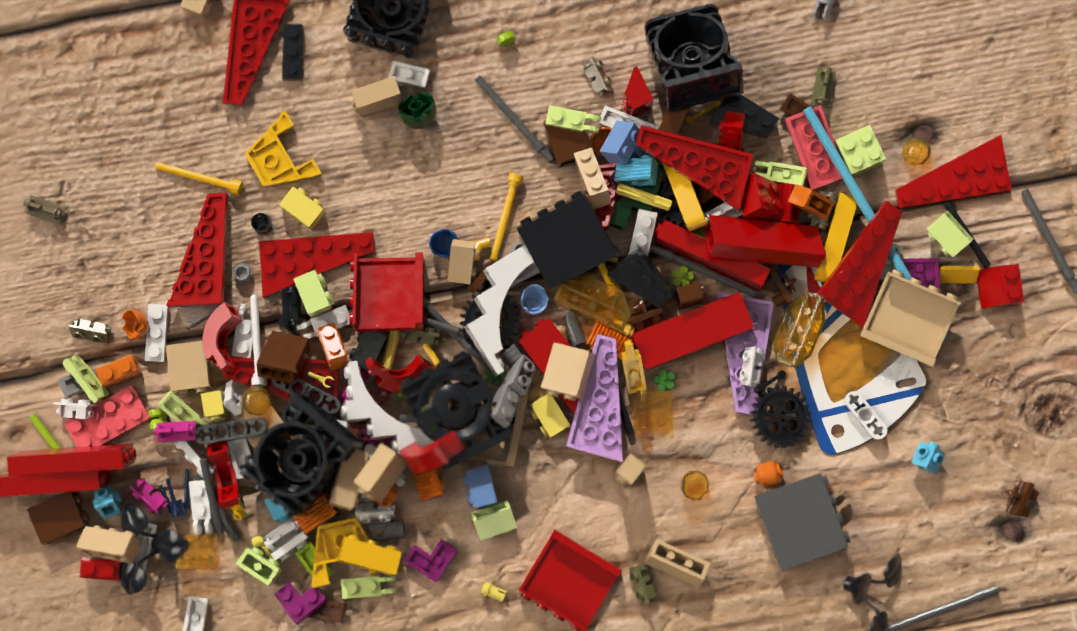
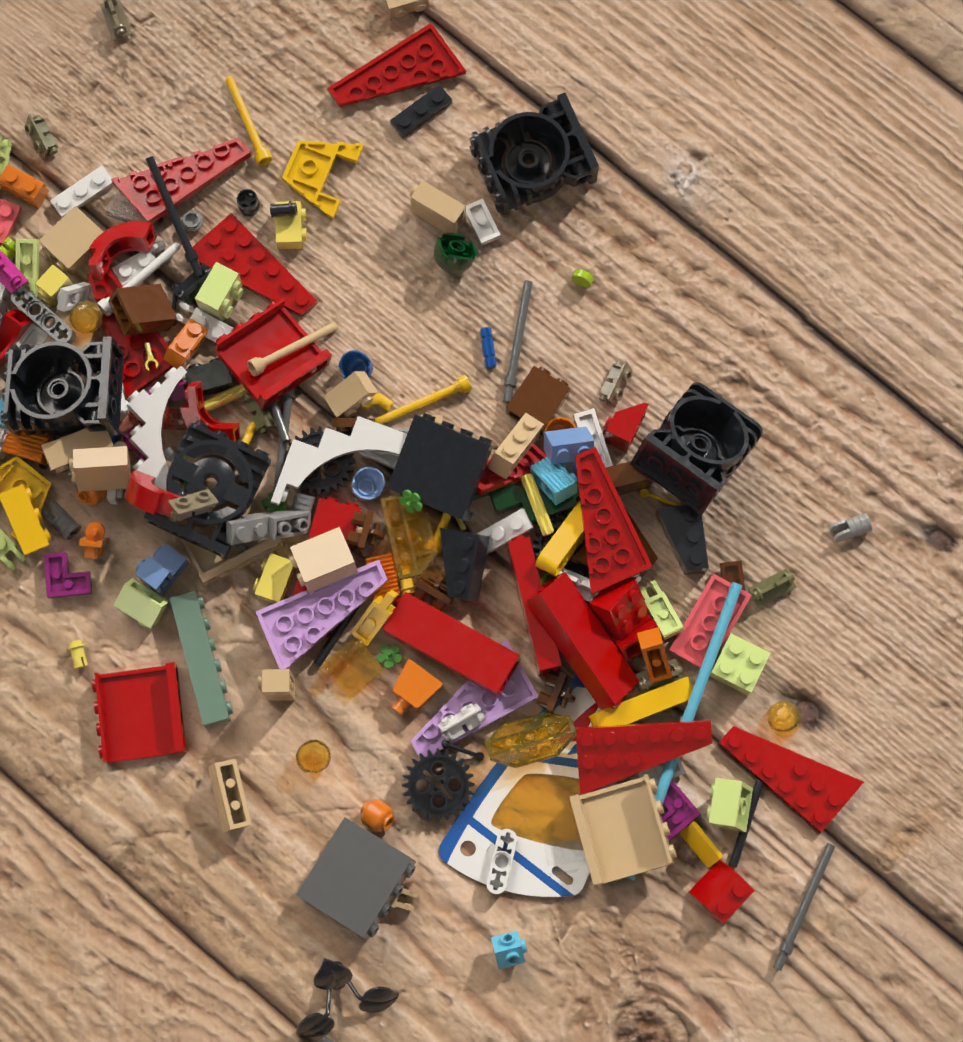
camera: 45 degrees right, 5 degrees down
(135, 324) = (75, 168): orange hair -> none
(269, 292) = (190, 255): none -> black bar
(291, 202) = (281, 210): none -> black pin
(307, 390) = (131, 353): dark grey beam -> none
(366, 513) = (62, 490): white hinge -> none
(391, 309) = (257, 365): none -> tan piece
(423, 518) = (94, 540): none -> orange hips
(429, 484) = (129, 523): orange brick -> none
(463, 428) = (198, 502): none -> dark tan hinge
(502, 142) = (488, 347): none -> blue axle
(565, 510) = (200, 659): none -> sand green brick
(571, 119) = (554, 387): yellowish green hinge -> none
(572, 336) = (358, 540): none -> reddish brown hips
(574, 279) = (411, 501): none -> bright green plant
(644, 593) = (190, 774): olive hinge -> none
(670, 256) = (506, 572): dark grey bar -> none
(682, 276) = (496, 598): lime plant -> none
(690, 295) = (482, 615): reddish brown brick -> none
(701, 380) = (414, 688): none -> orange torso
(732, 130) = (660, 535): red brick -> none

